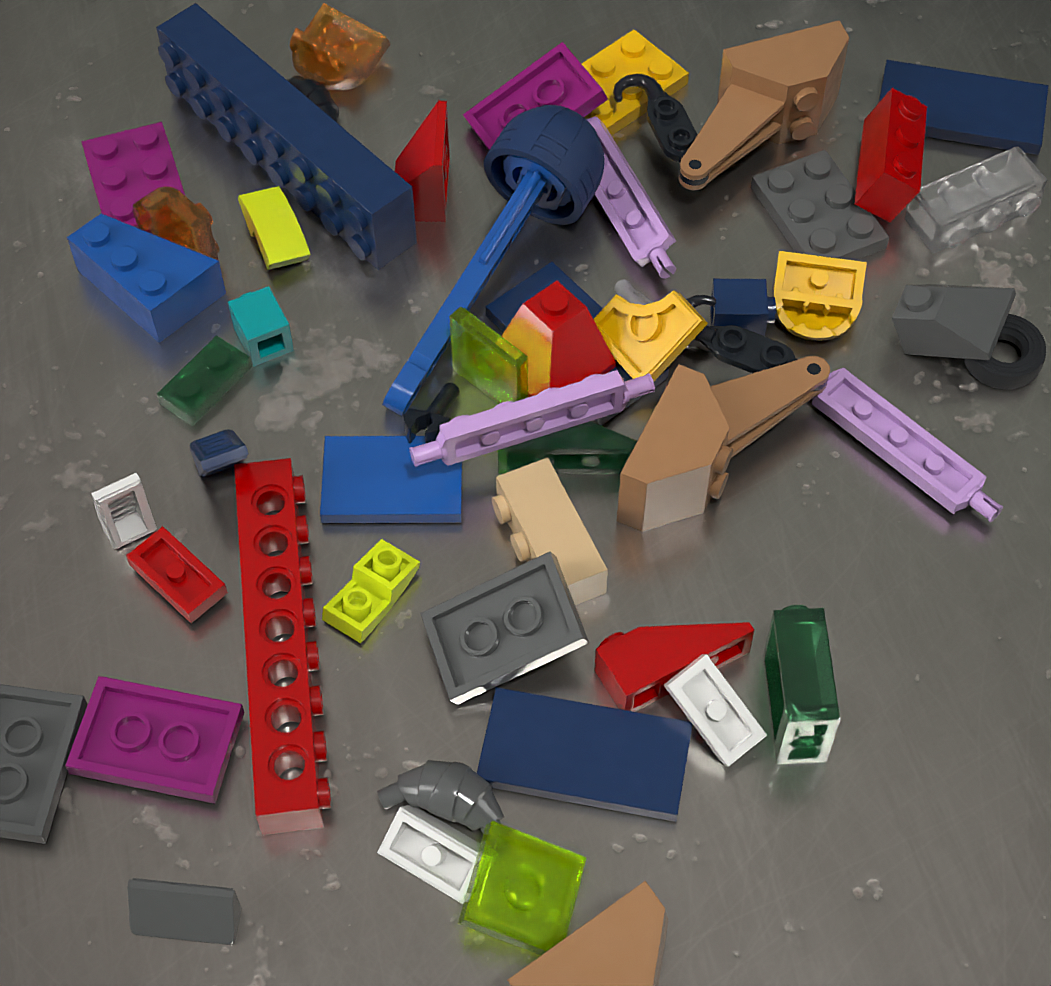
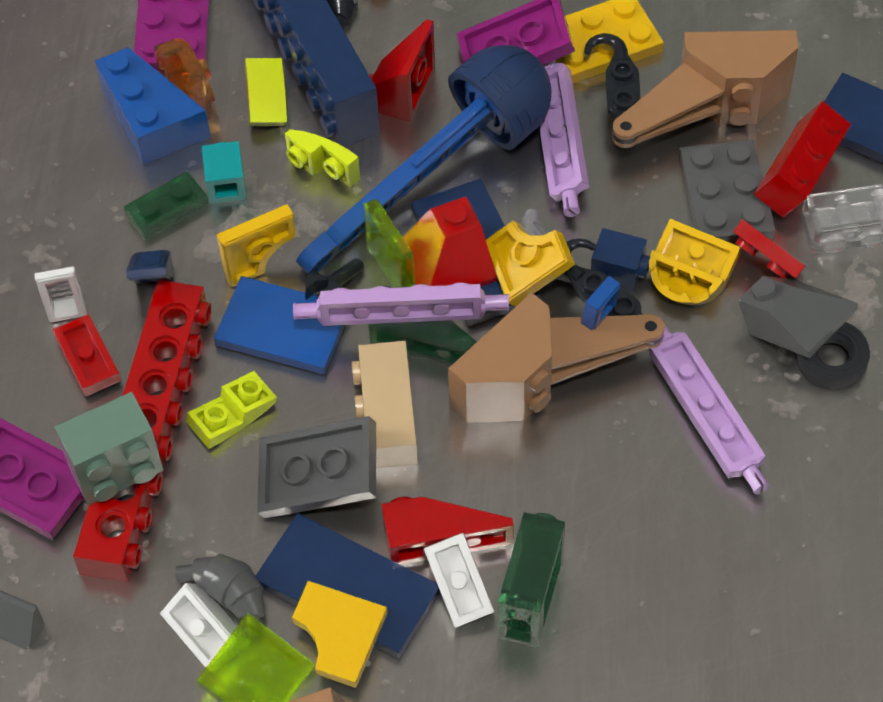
camera: 20 degrees right, 0 degrees up
(262, 673) = (109, 448): none -> sand green brick
(329, 395) = (250, 244): none -> yellow tile
(355, 278) = (317, 152): none -> neon yellow slope
(605, 807) = (342, 630): none -> yellow tile
(757, 356) = (600, 303): none -> blue tile
(912, 266) = (753, 241): none -> red plate

